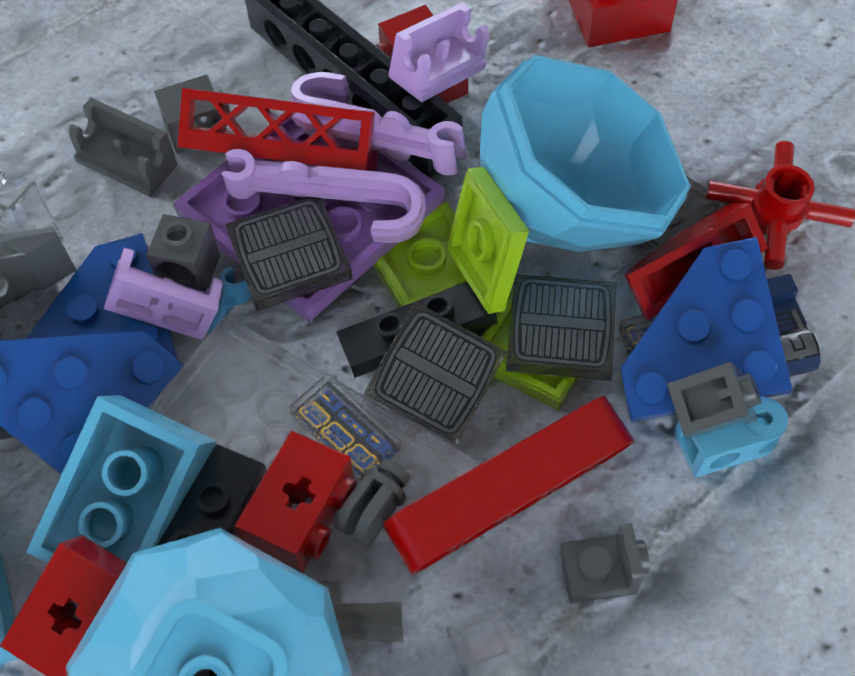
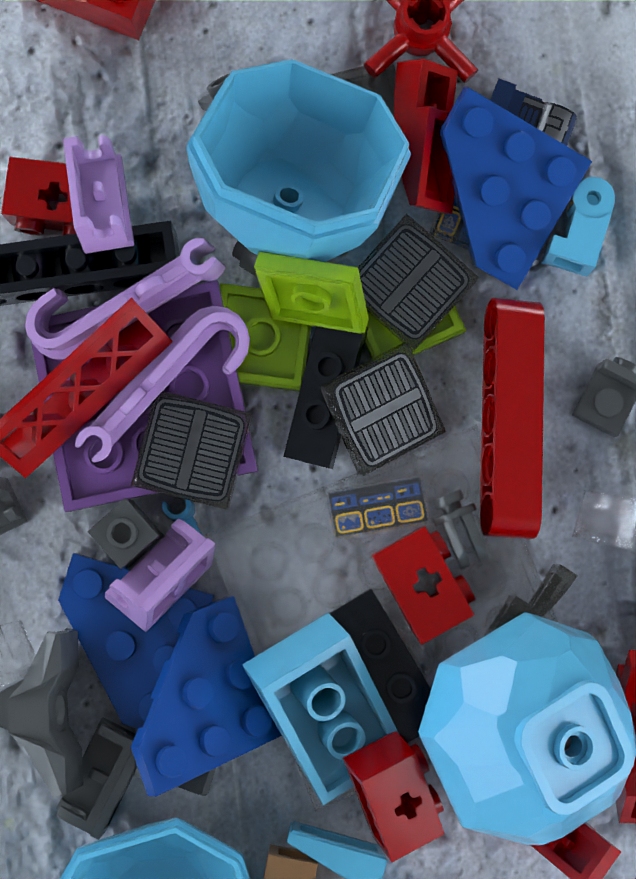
camera: 55 degrees left, 25 degrees up
(714, 399) = (567, 228): dark grey bracket -> none

